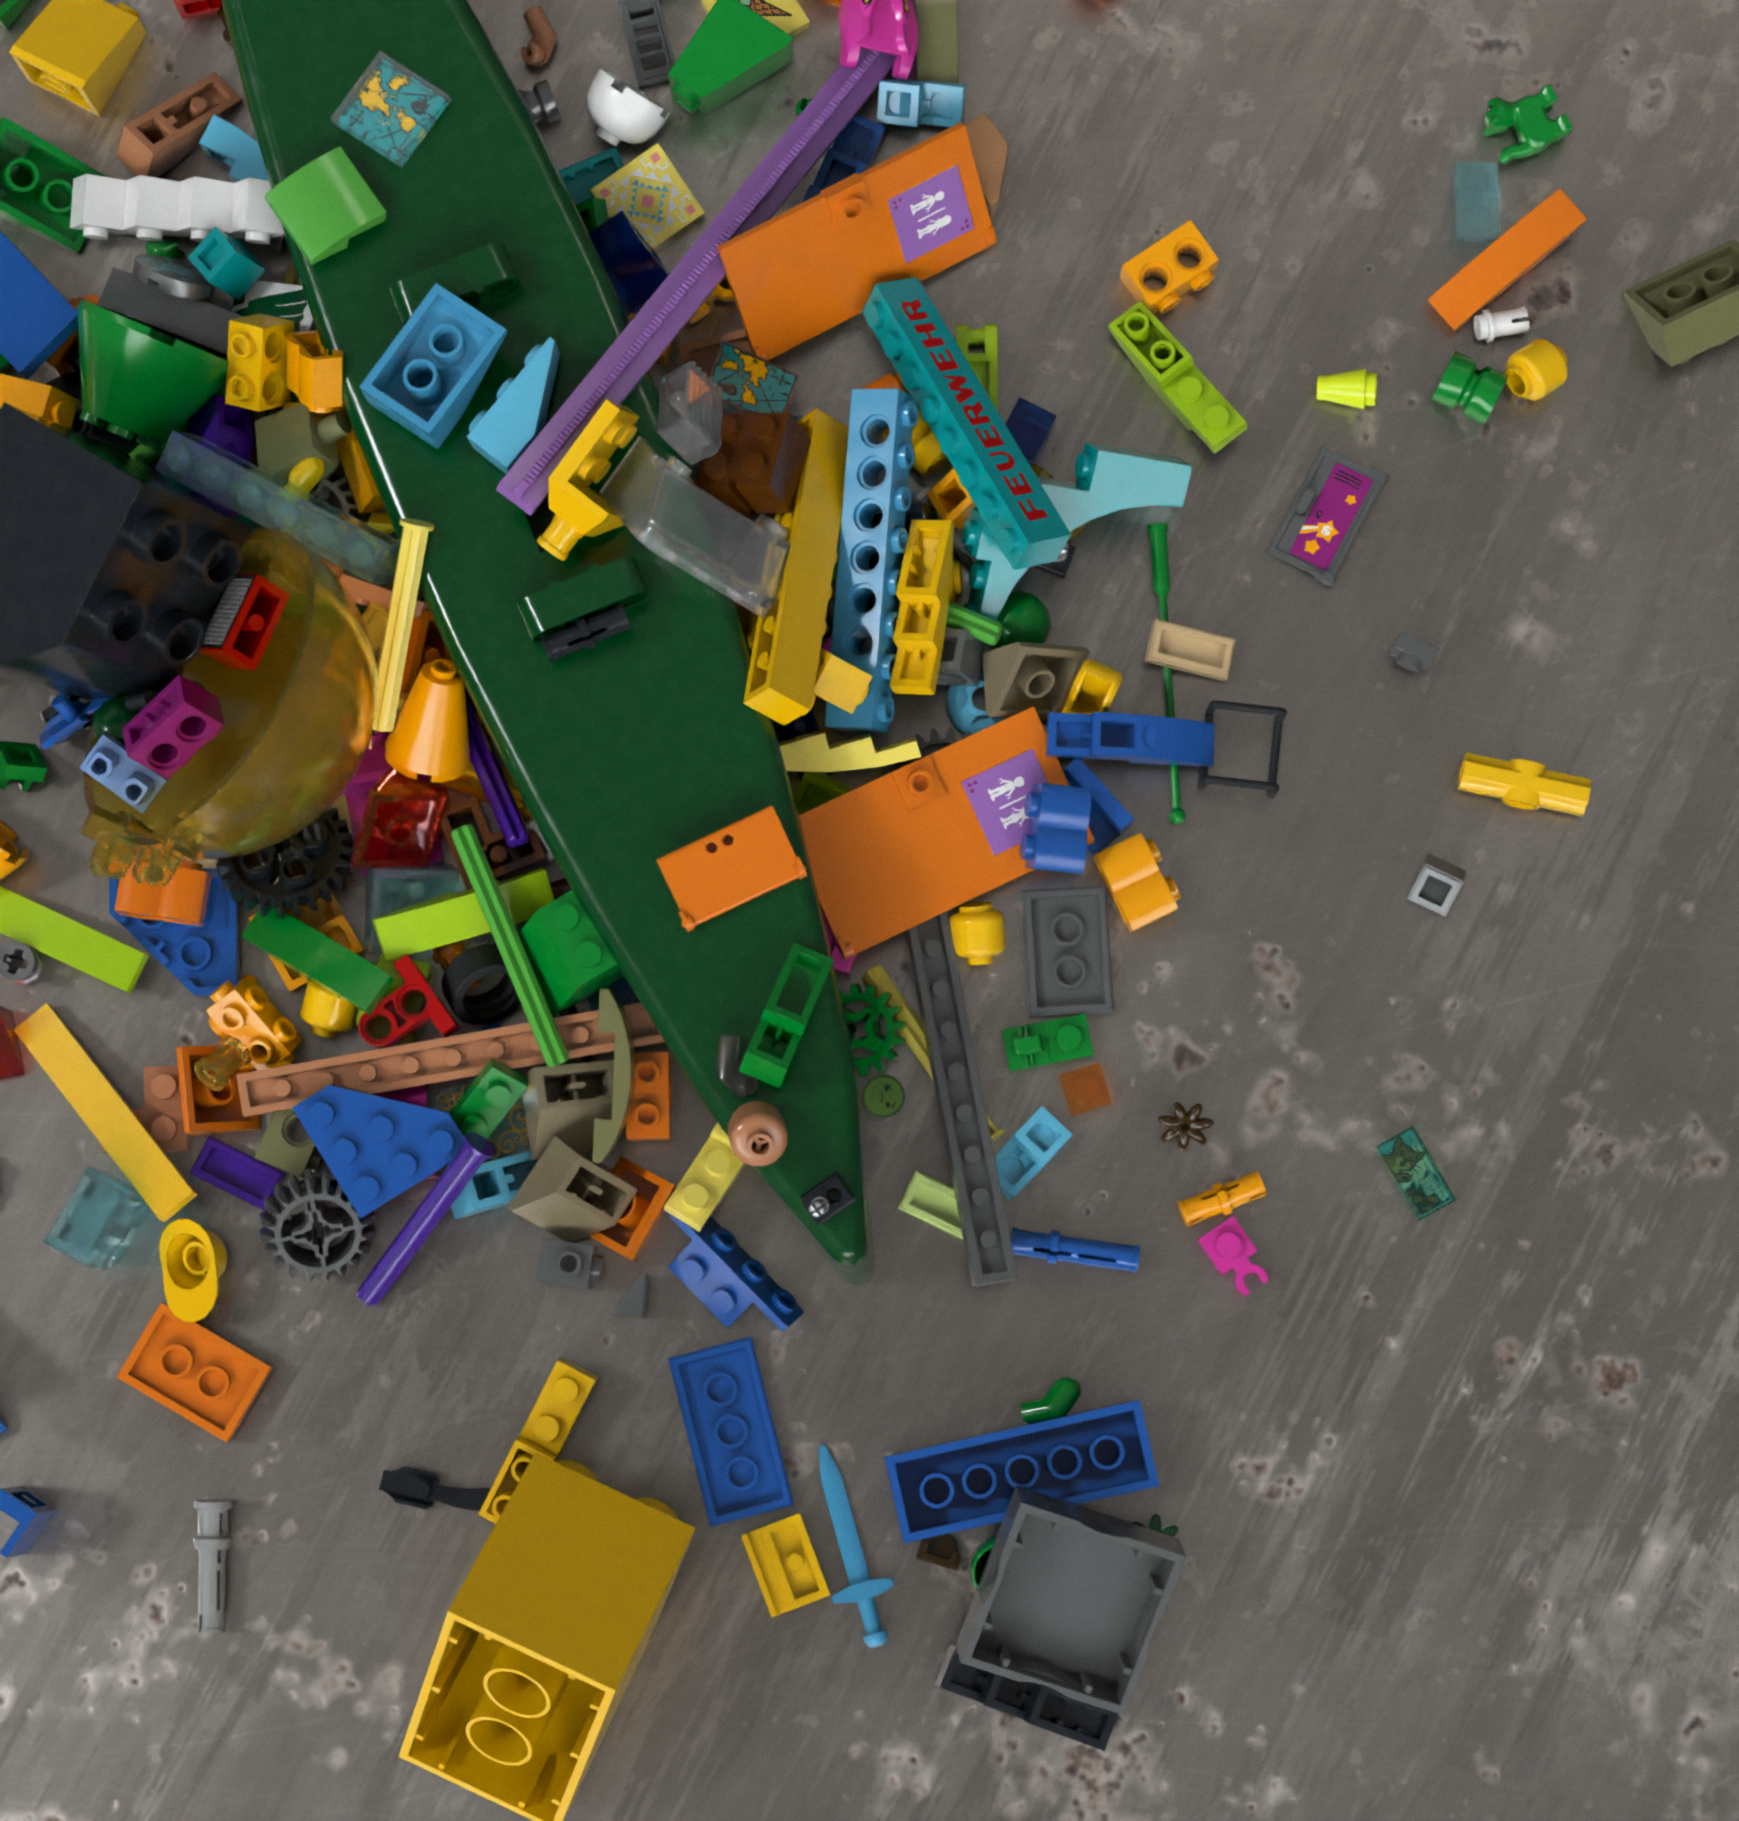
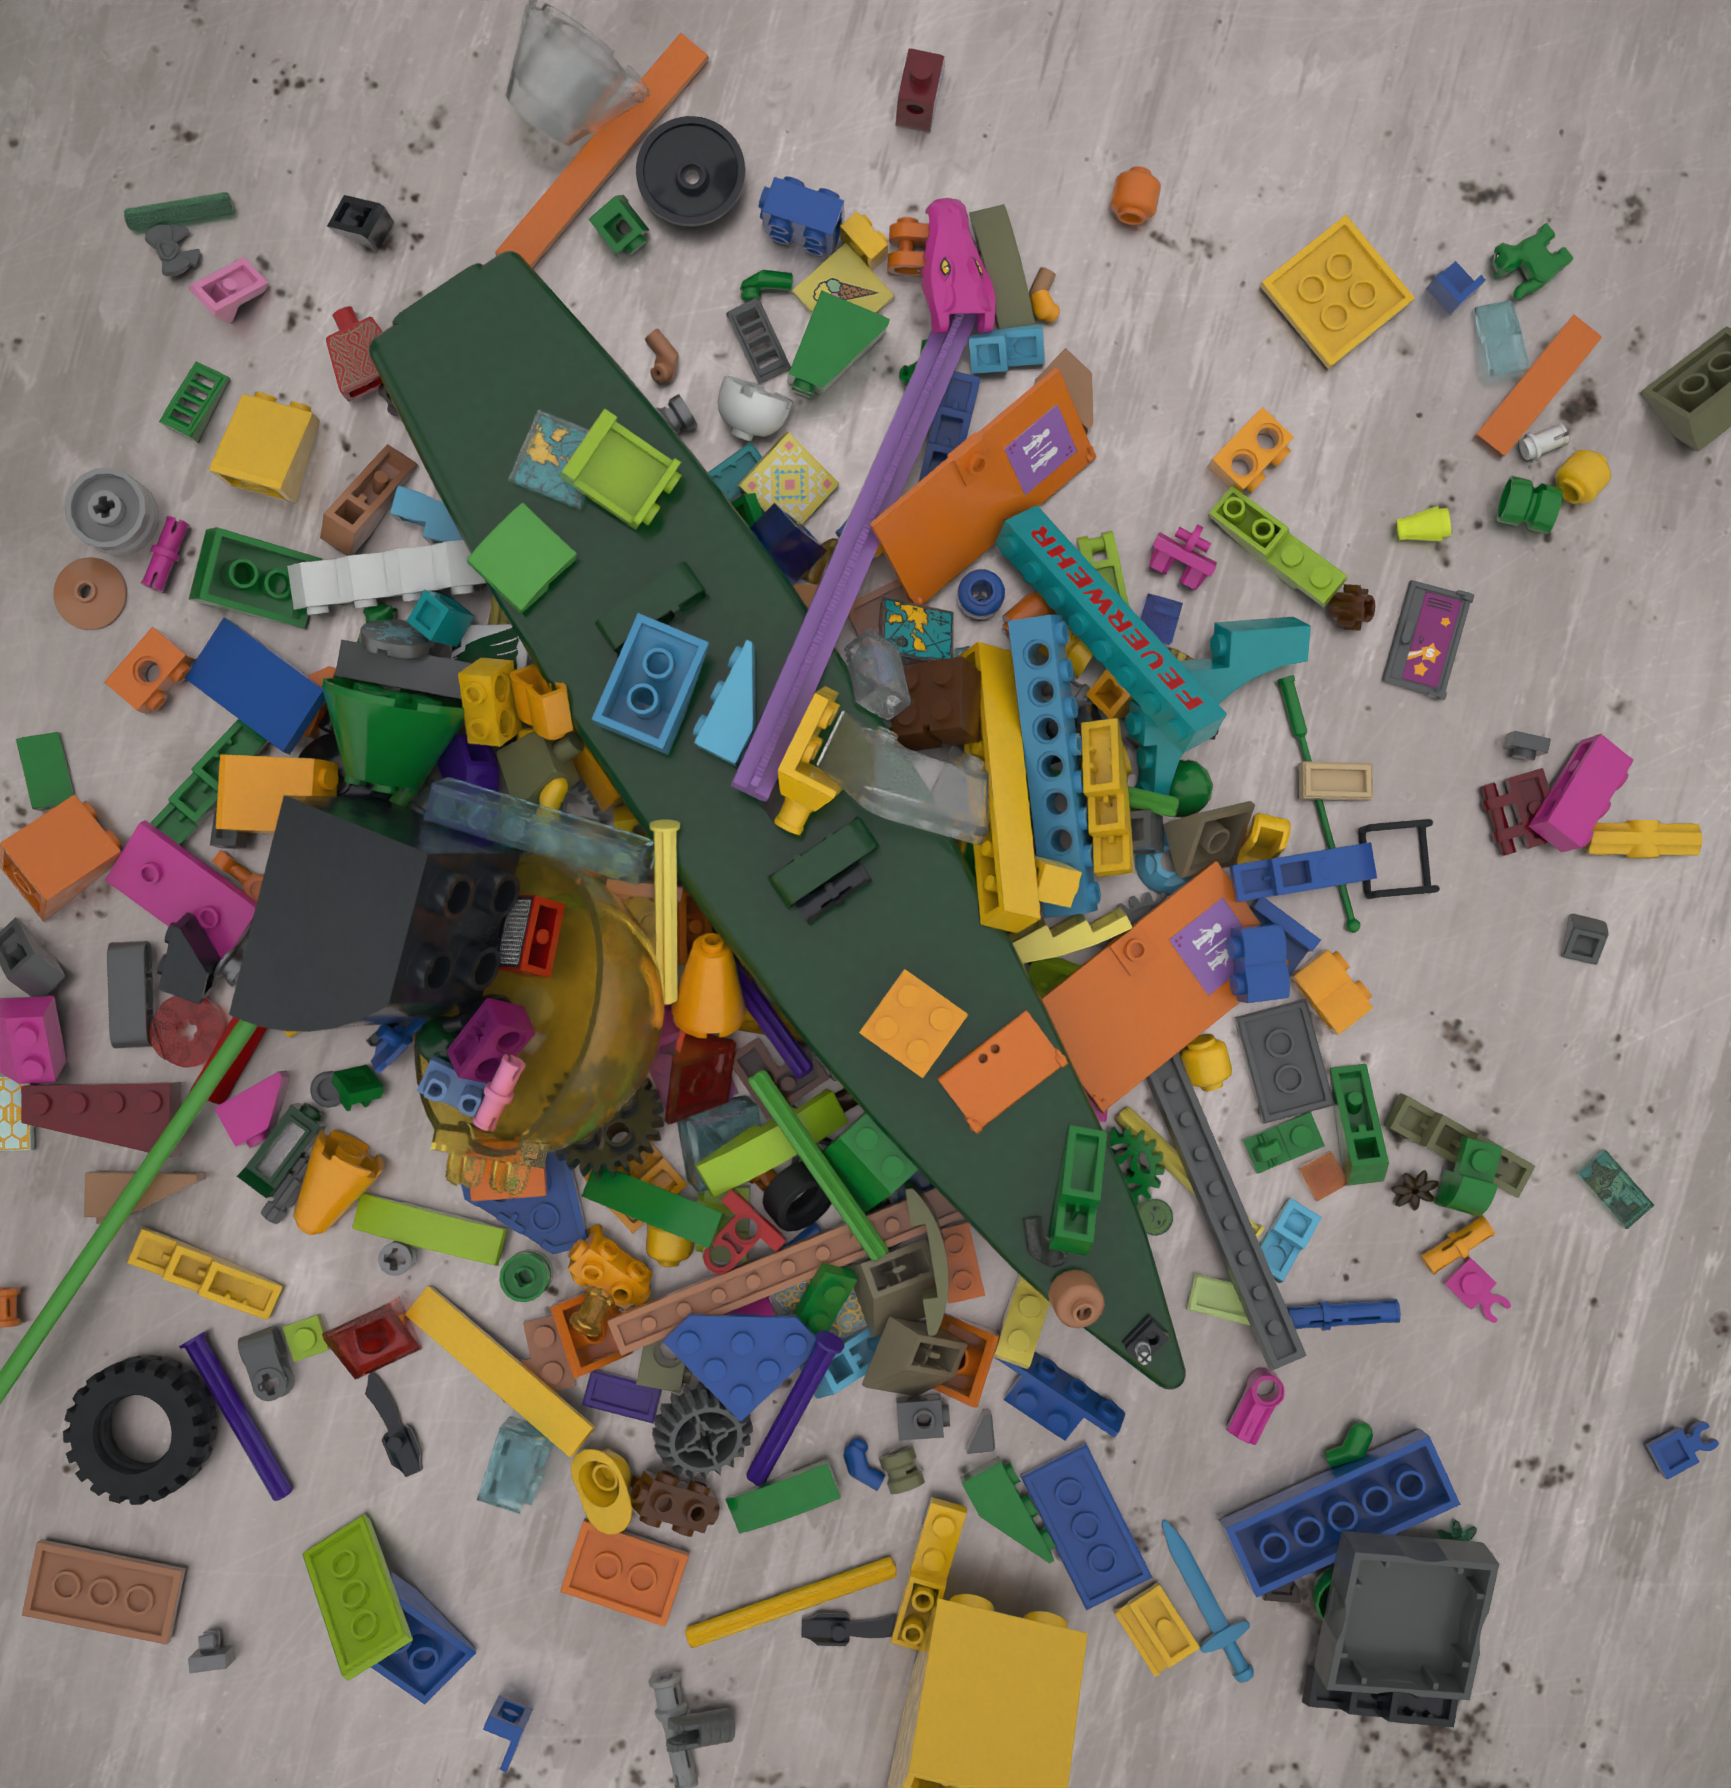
camera: 15 degrees left, 5 degrees up
(159, 1012) = (526, 1275): none -> green wheel
(169, 784) = (498, 1092): none -> bright pink pin
(243, 1567) = (703, 1730): none -> dark grey hinge
(256, 1294) = (671, 1501): none -> reddish brown brick
(376, 1447) = (791, 1602): none -> yellow axle
(394, 1323) = (784, 1497): none -> green slope
(453, 132) = (620, 471): none -> lime panel
(486, 1307) = (858, 1466): none -> blue arm
(534, 1320) = (901, 1469): none -> olive wheel
(637, 1381) = (1000, 1504): none -> green slope
(642, 792) = (913, 1023): none -> light orange brick
(834, 349) = (980, 581): none -> blue head
(949, 1336) = (1254, 1409): none -> dark pink piece
(970, 55) = (1040, 298): none -> light orange arm
(1084, 380) = (1197, 564): none -> dark pink hips
(1135, 1039) = (1358, 1125): none -> green slope
(1247, 460) = (1352, 607): none -> reddish brown gear
(1247, 1086) = (1444, 1139): none -> olive slope
(1249, 1125) = (1471, 1183): none -> green brick
(1302, 114) = (1337, 291): none -> yellow plate
(1406, 723) = (1526, 795): none -> dark red plate
(1425, 1486) = (1676, 1451): none -> blue plate
(1434, 135) = (1454, 287): none -> blue panel
(1463, 717) = (1582, 793): none -> dark pink brick

